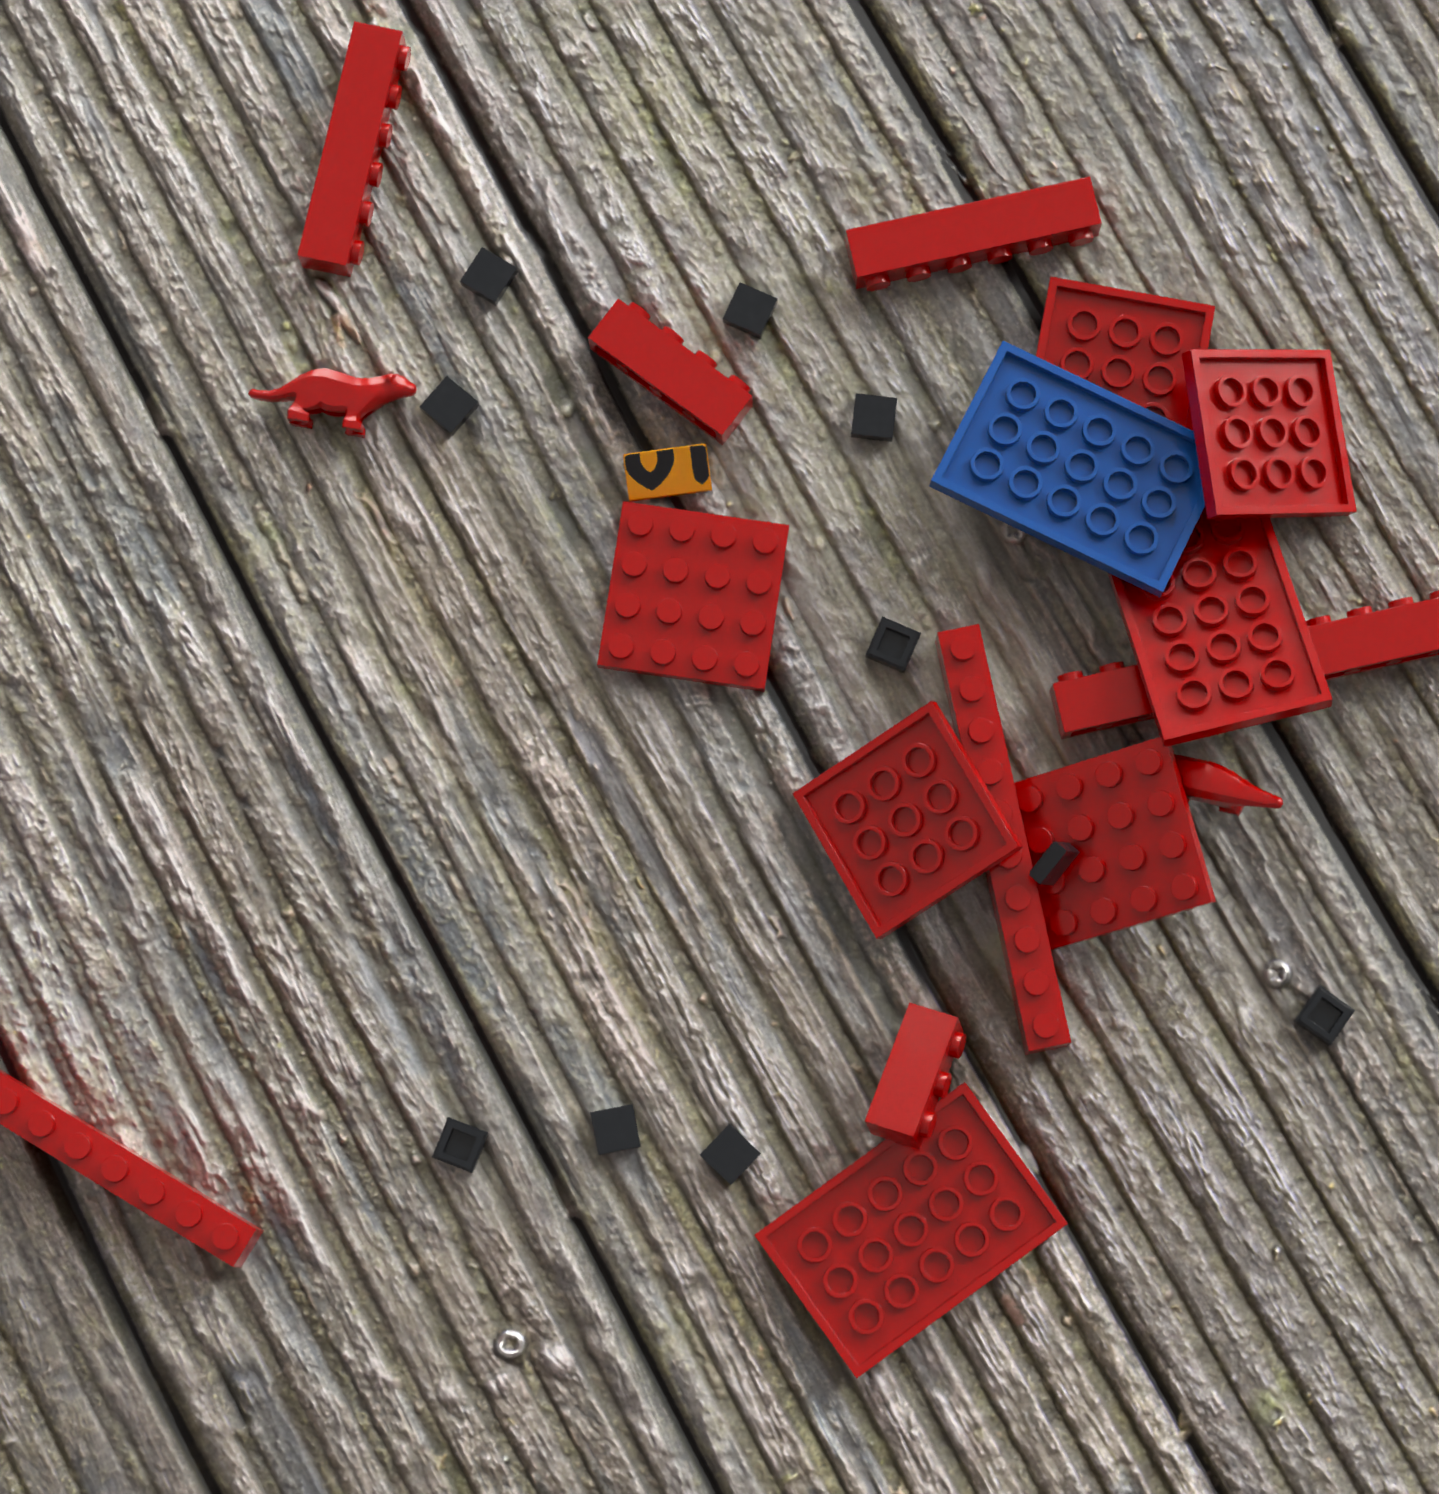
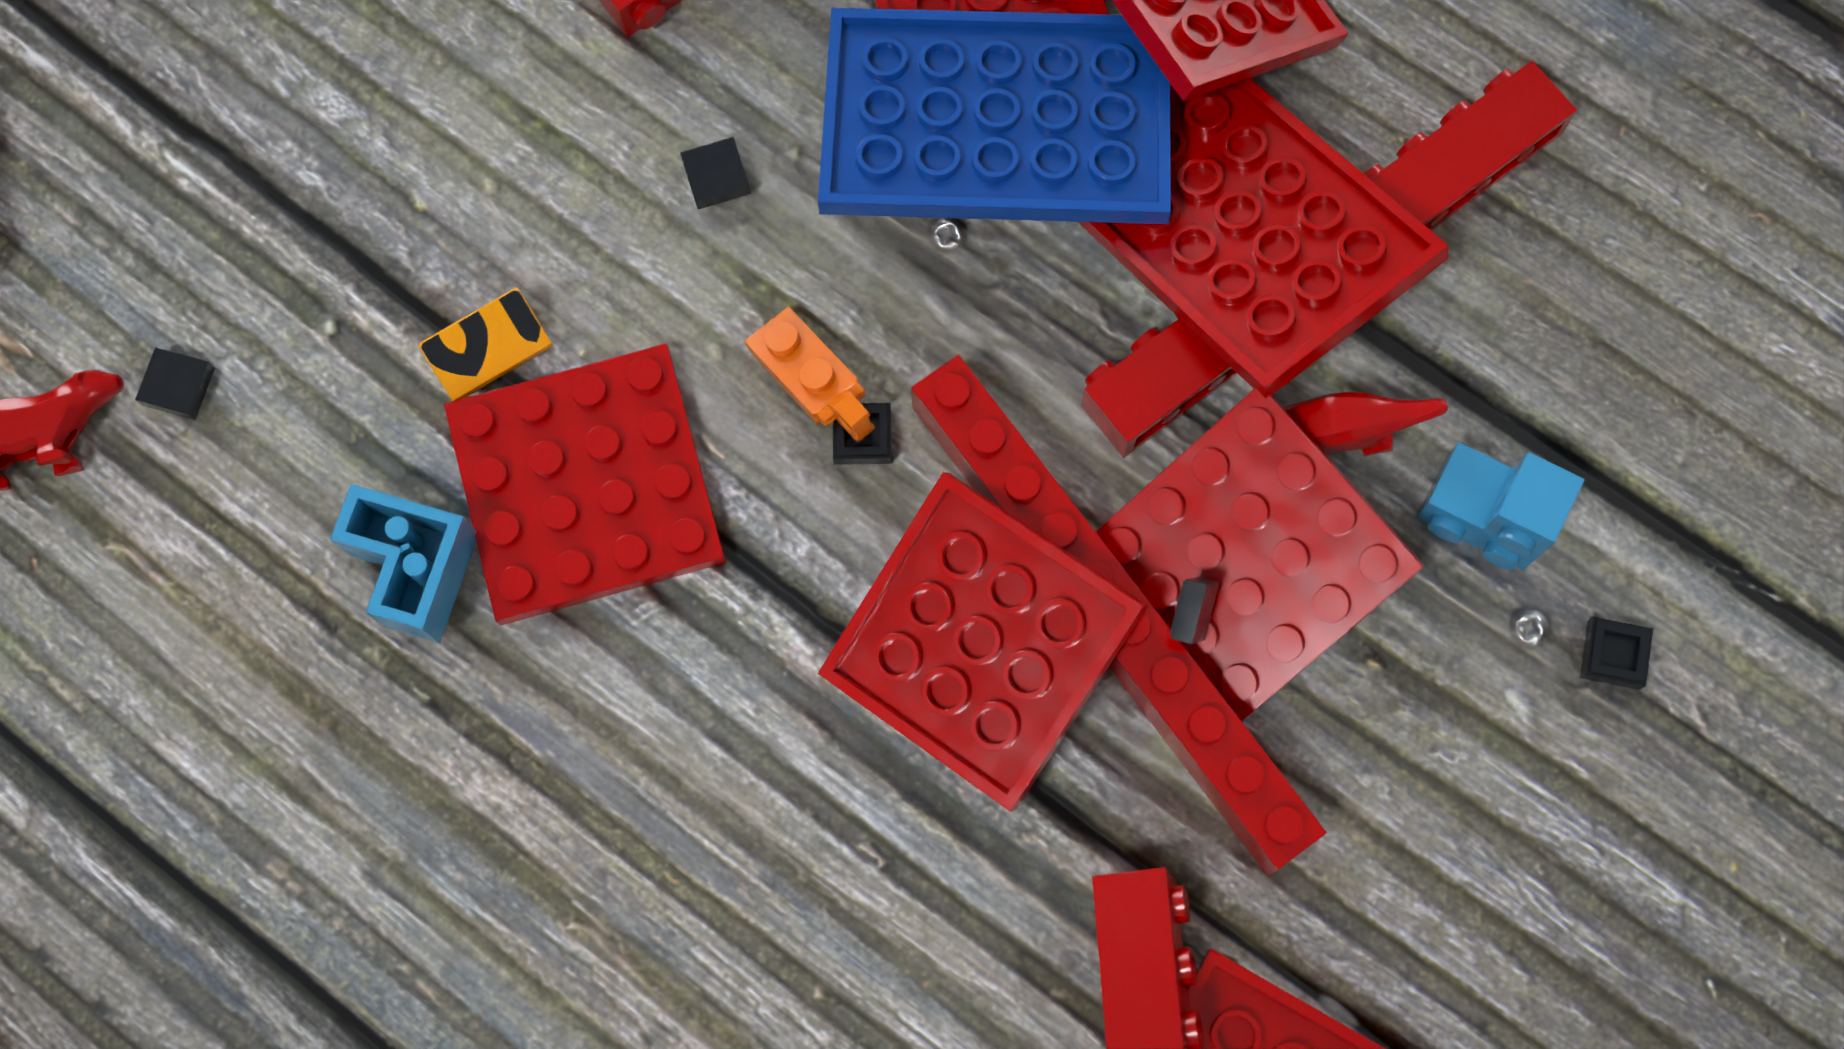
camera: 25 degrees left, 5 degrees down
(489, 276) = (164, 208): black tile -> none
(568, 600) = (420, 557): none -> dark azure brick
(671, 371) = (437, 221): red brick -> none
(750, 310) = (507, 113): black tile -> none
(876, 589) = (810, 373): none -> orange hinge
(1289, 883) = (1498, 507): none -> dark azure brick

